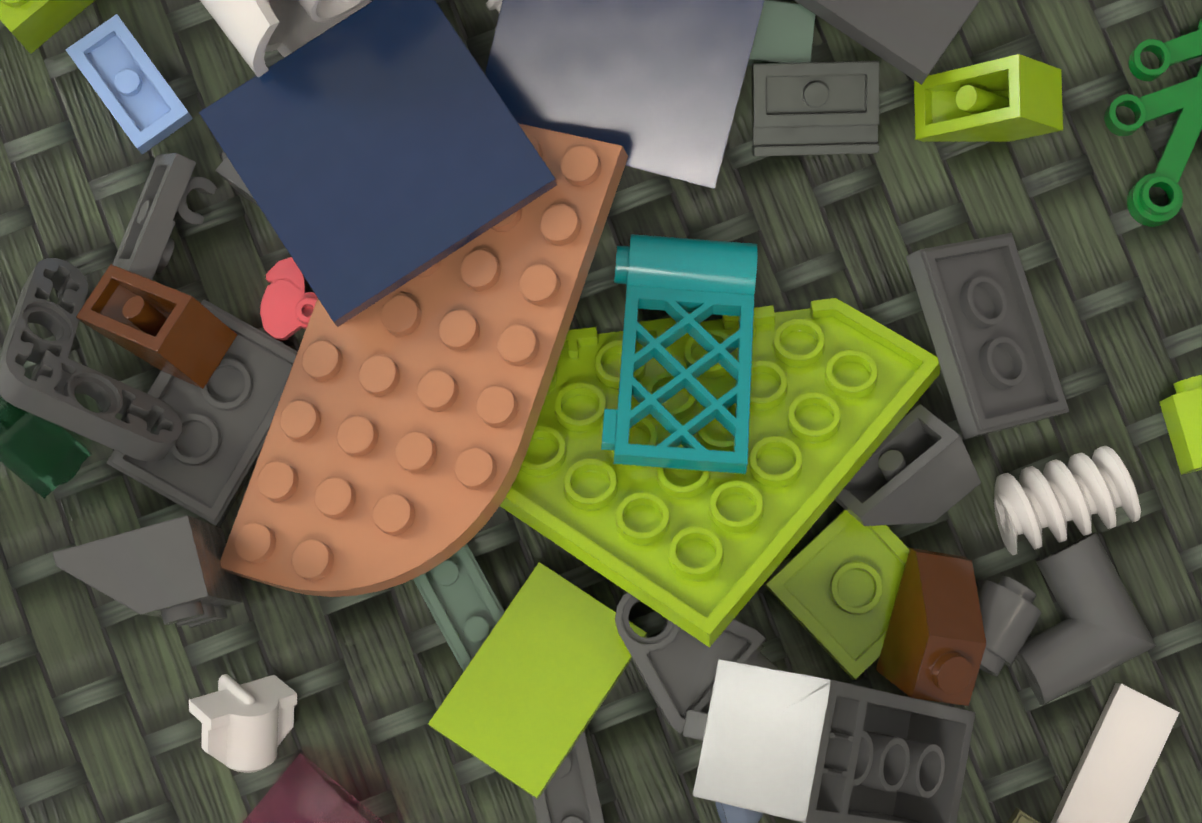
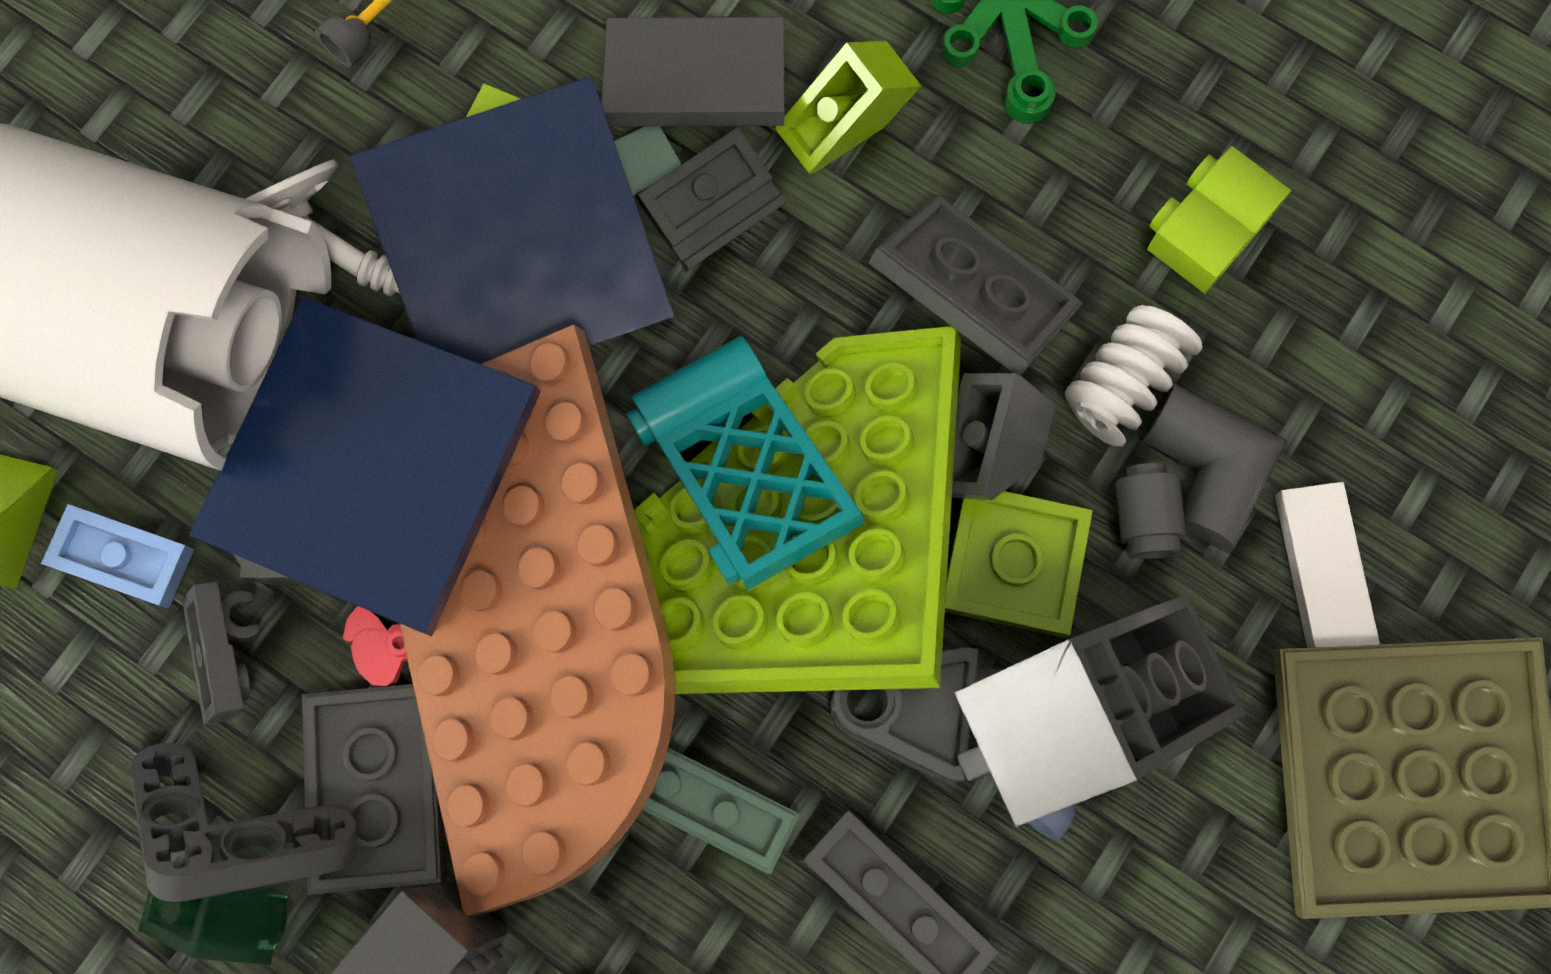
camera: 30 degrees left, 5 degrees down
(158, 325) = (273, 742): reddish brown slope -> none
(536, 681) = (807, 824): lime tile -> none
(935, 630) = (1108, 548): reddish brown slope -> none

